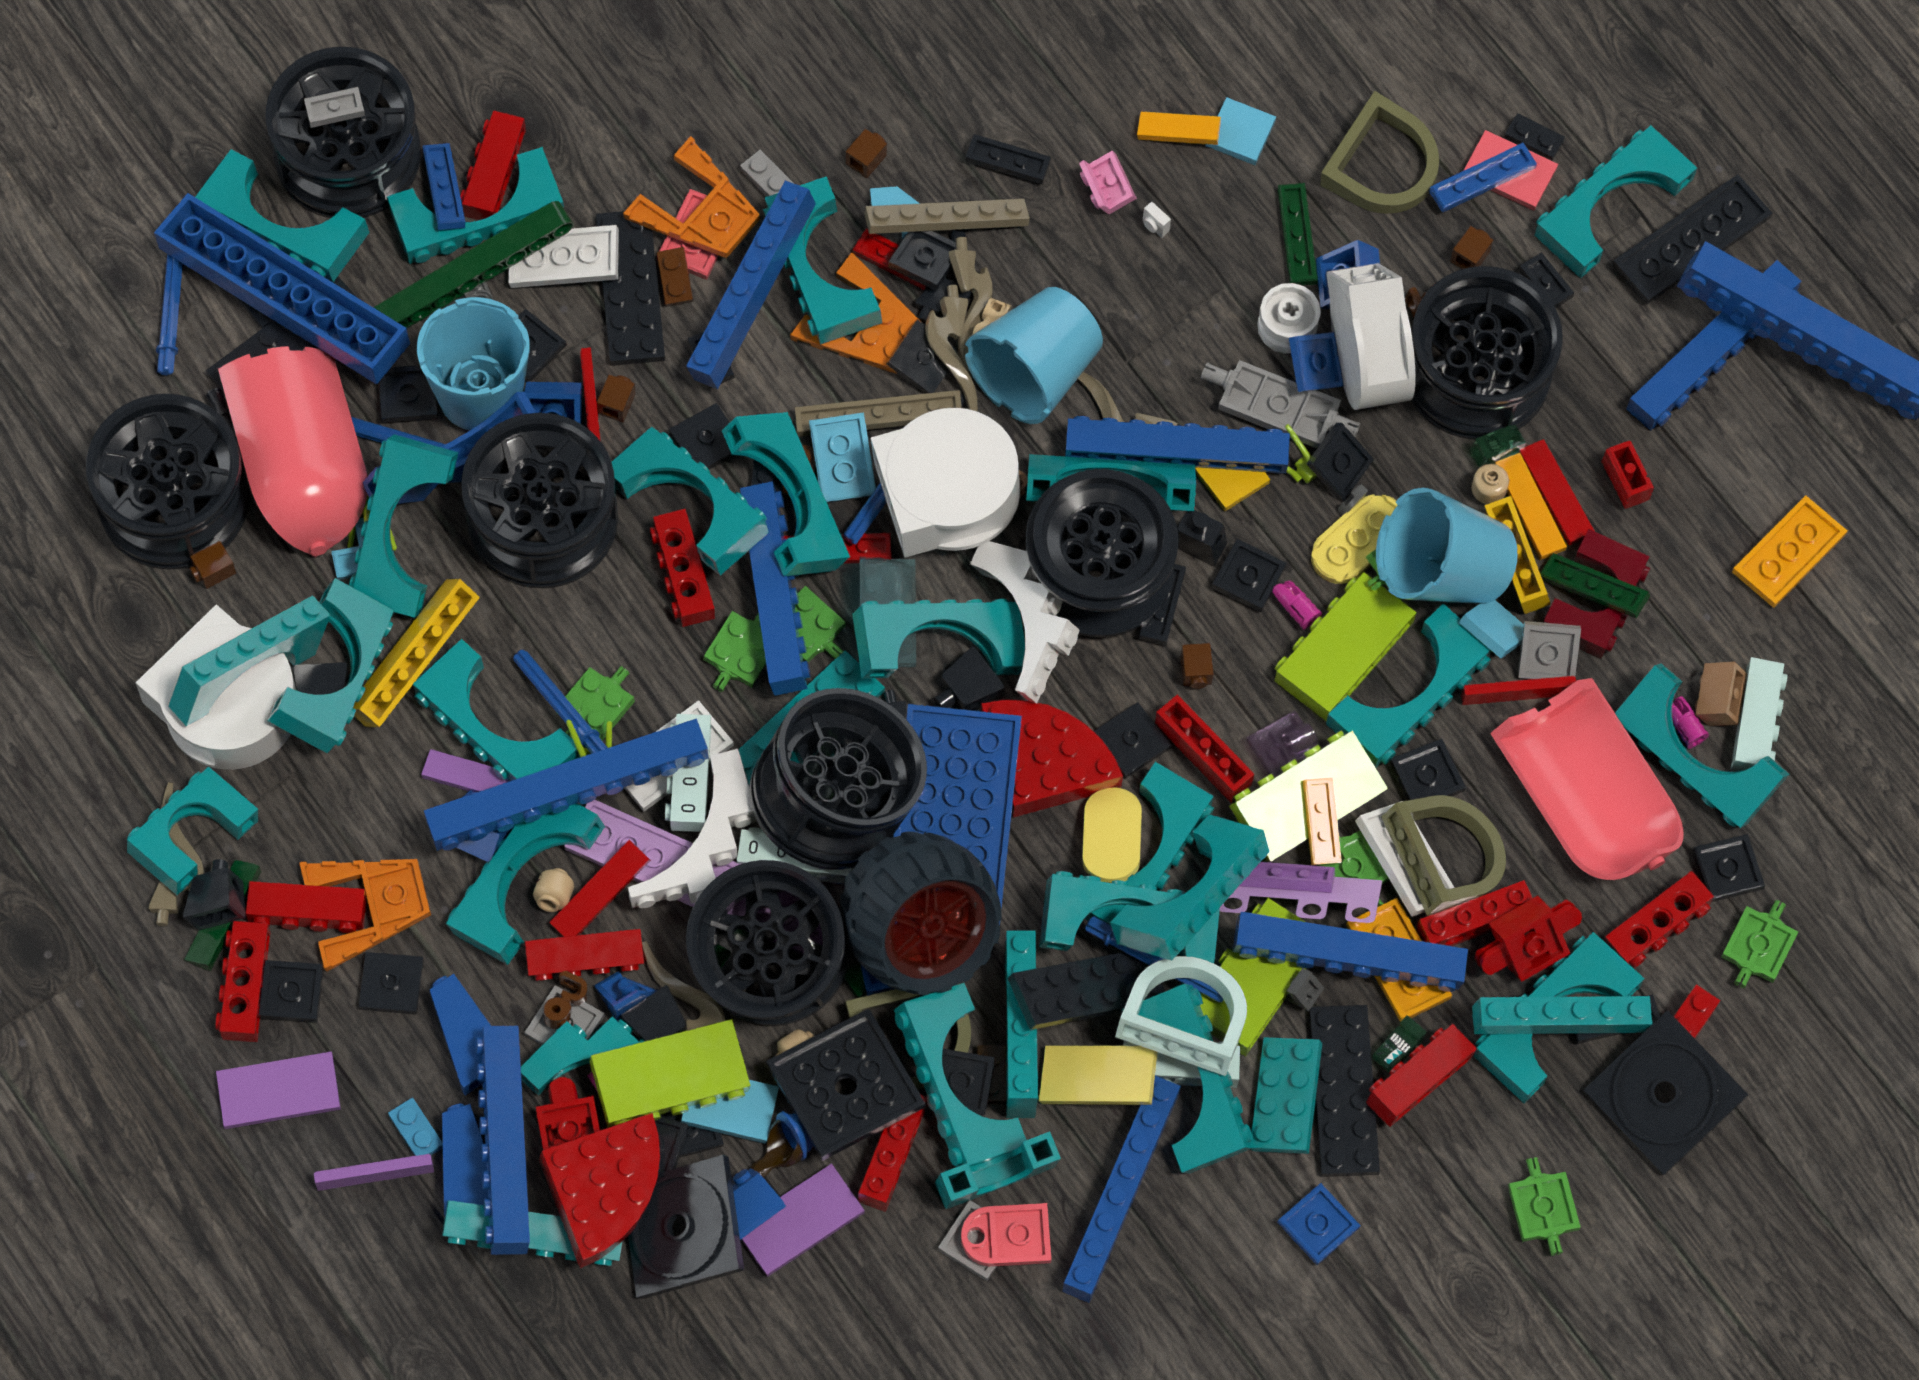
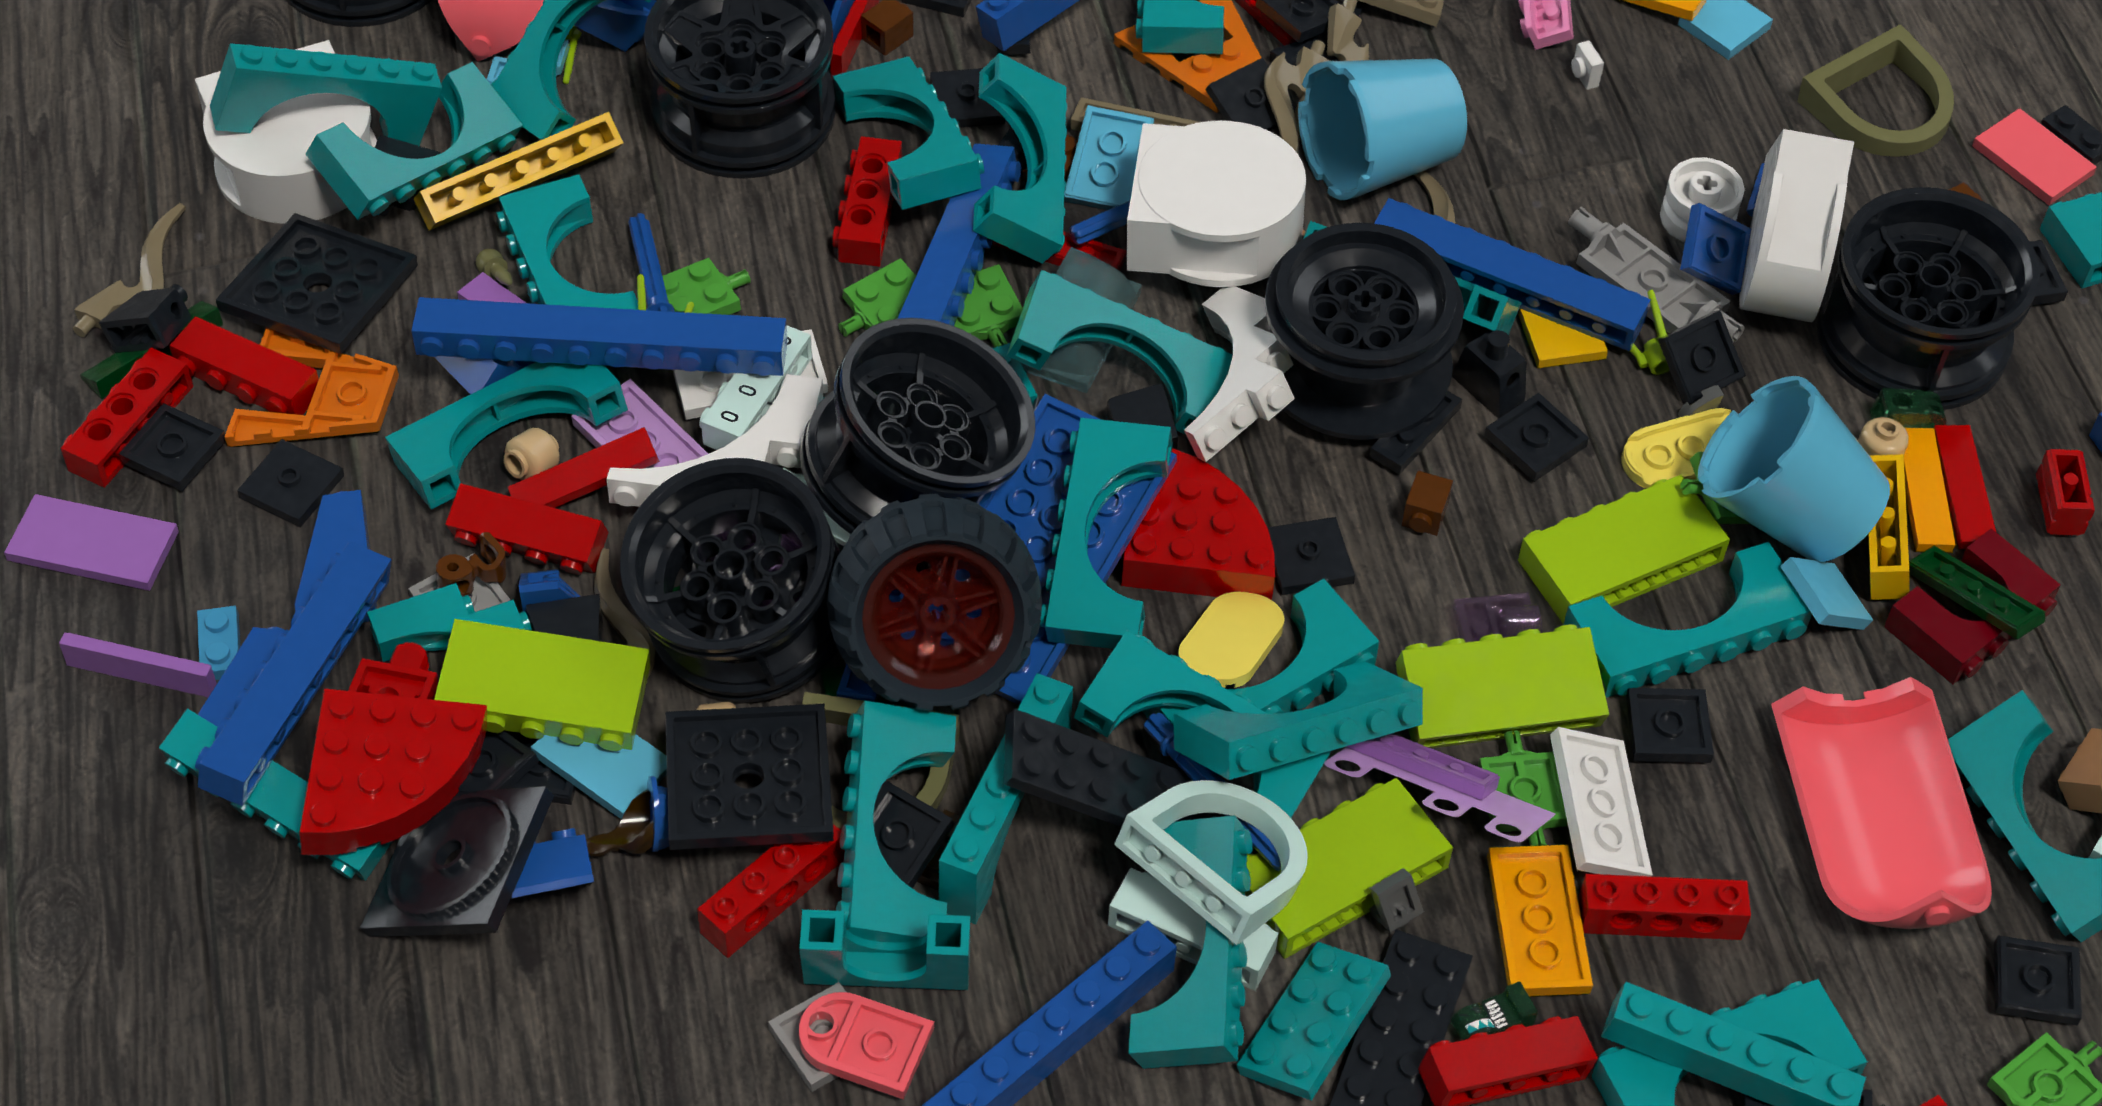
camera: 25 degrees right, 15 degrees down
(204, 796) = (203, 223): teal arch -> none
(212, 565) = (360, 25): reddish brown brick -> none
(296, 786) = (308, 253): none -> black piece
(430, 738) = (493, 265): none -> olive bar
(810, 1216) = (612, 922): medium lavender tile -> none
(976, 744) = (1104, 461): none -> teal arch
(1098, 1075) = (1078, 896): light yellow tile -> none
(1204, 748) = (1391, 584): red brick -> none
(1296, 604) = (1581, 483): dark pink hinge -> none
(1297, 234) = (1751, 130): dark green tile -> none
(1322, 821) = (1505, 716): tile -> none
(1350, 951) = (1476, 873): blue brick -> none
(1417, 860) = (1616, 851): olive window -> none
(1482, 177) = (1998, 148): blue tile -> none
(1515, 690) = (1817, 670): red tile -> none
(1534, 951) = (1728, 967): red brick -> none
(1548, 650) = (1886, 641): light grey tile -> none
(1687, 723) = (2043, 794): dark pink hinge -> none
(1688, 891) = (1928, 990): red brick -> none

